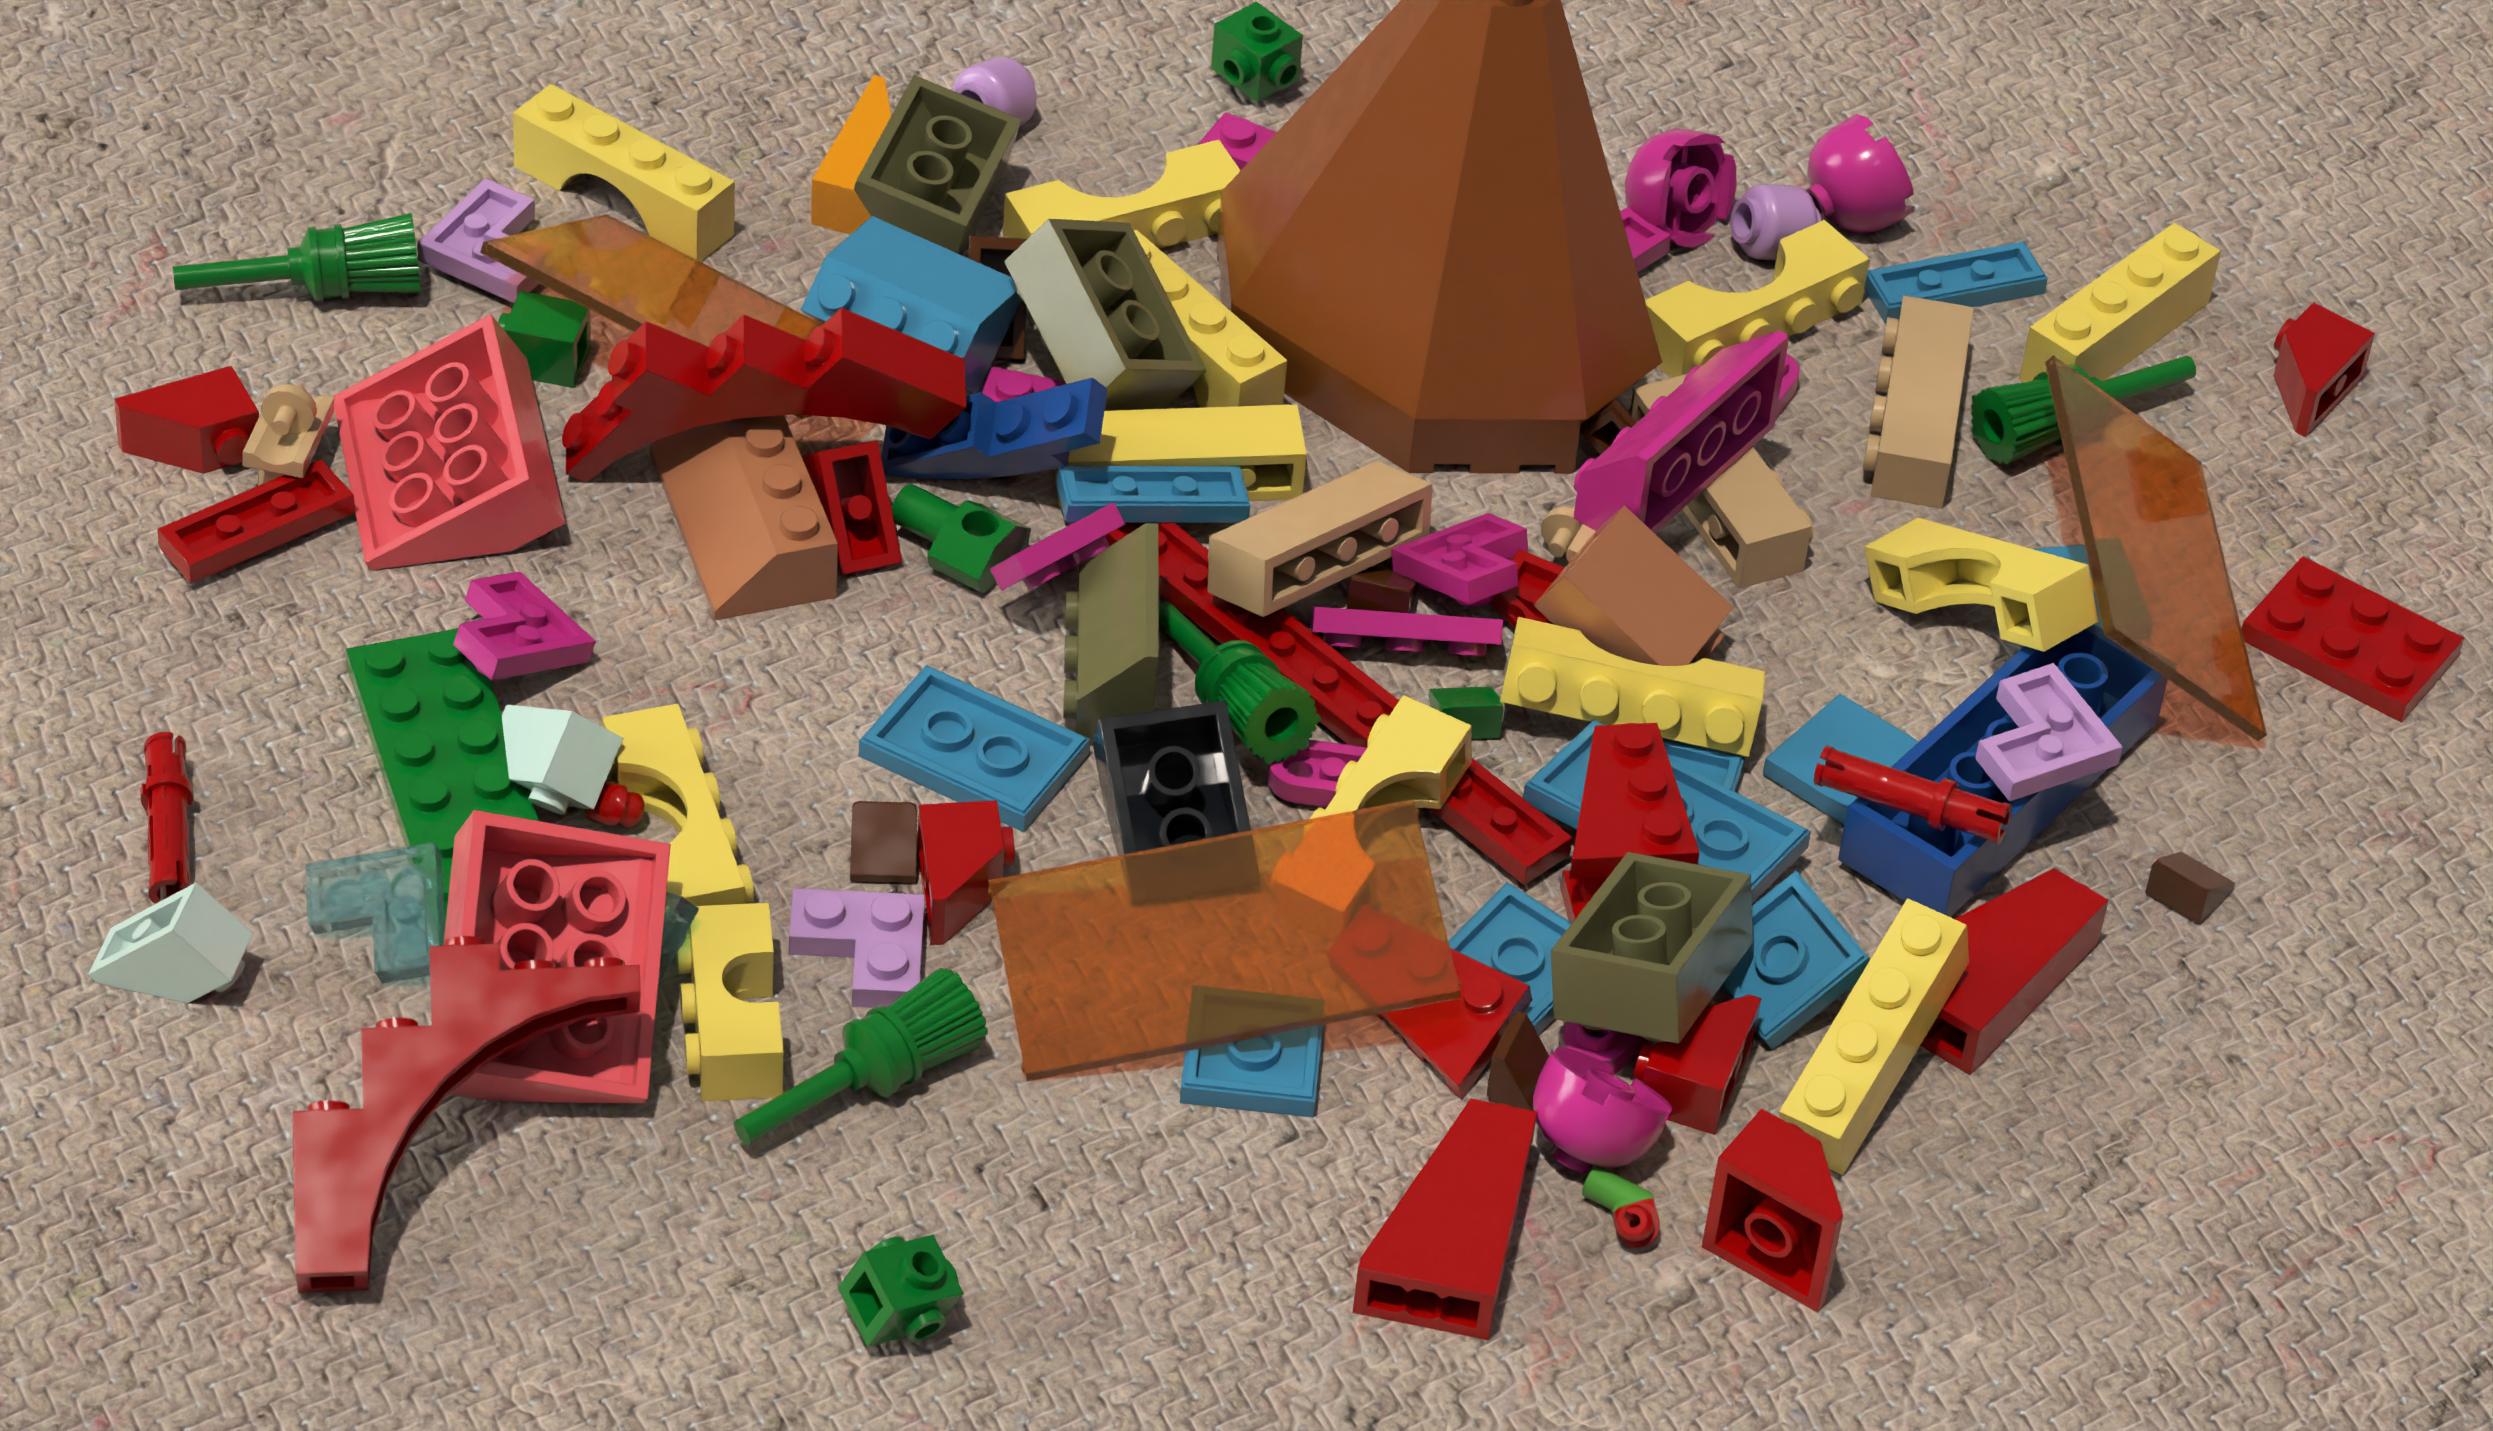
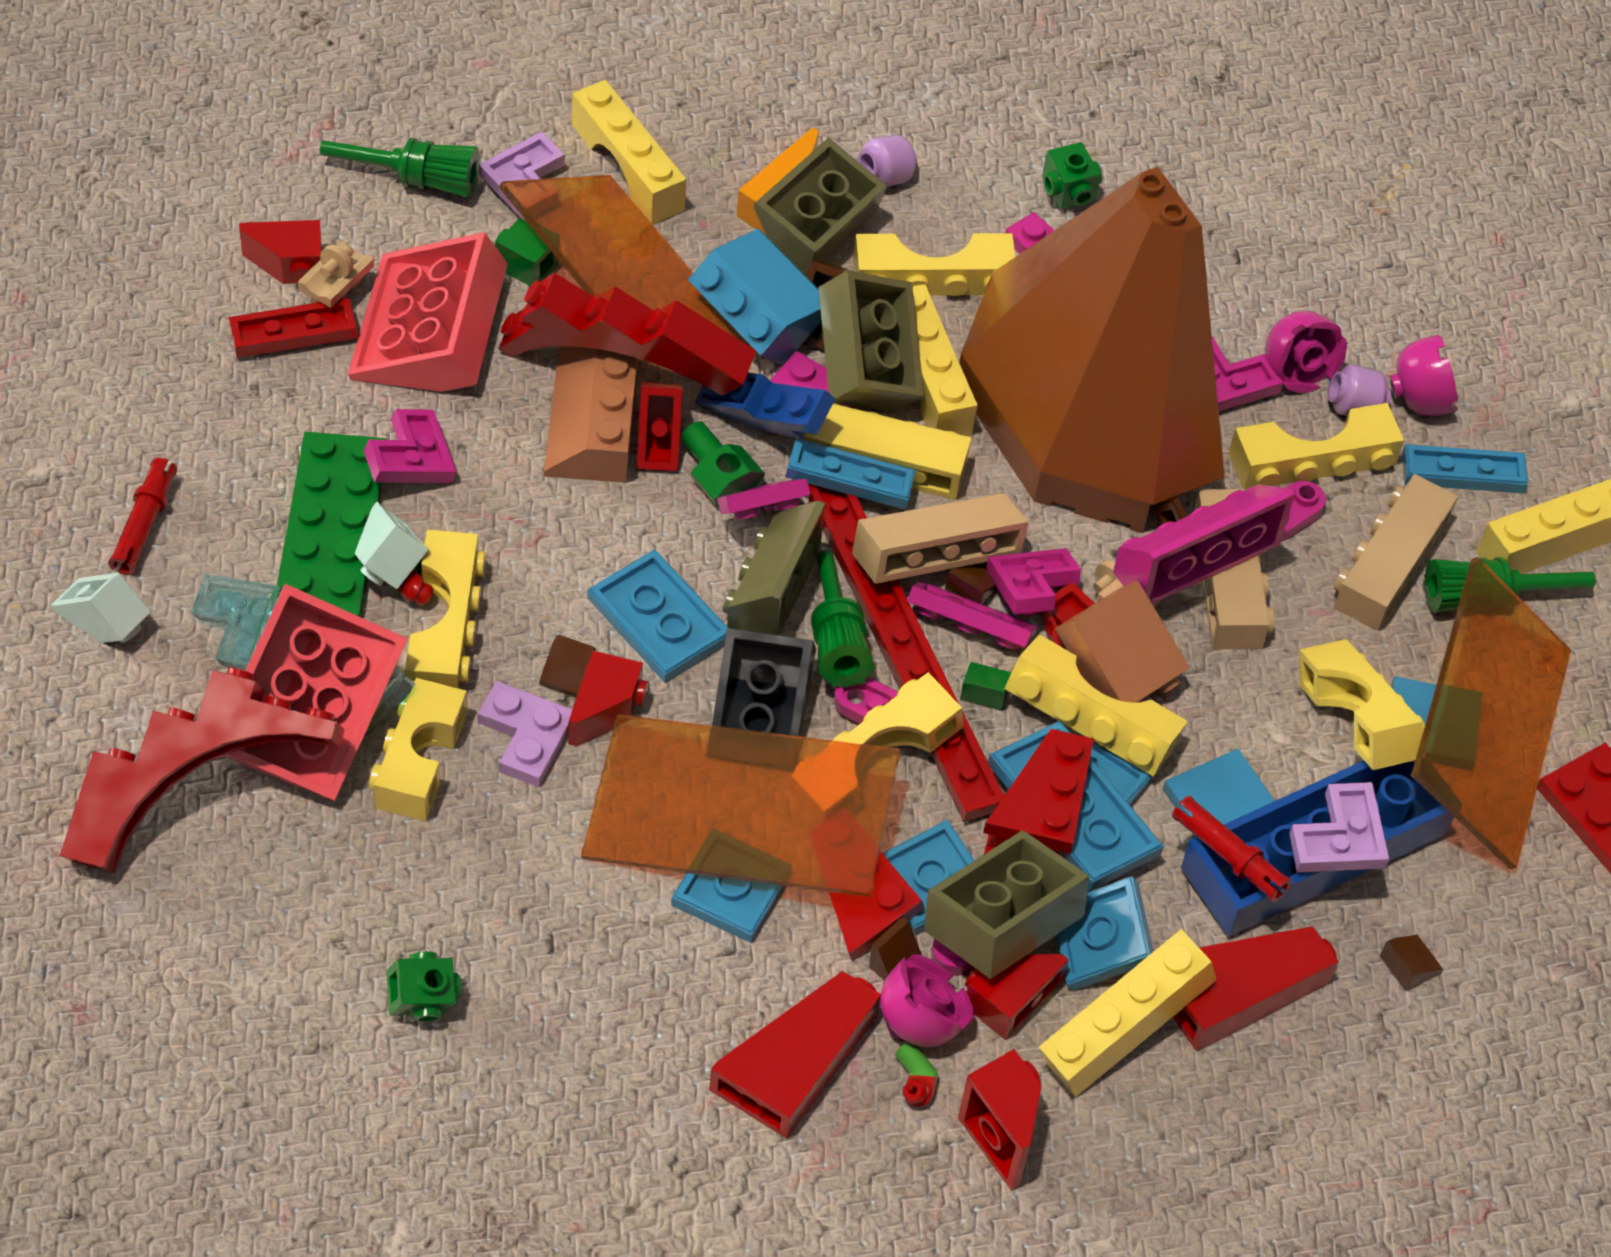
camera: 20 degrees right, 10 degrees up
(884, 1050) = (492, 814): green piece -> none

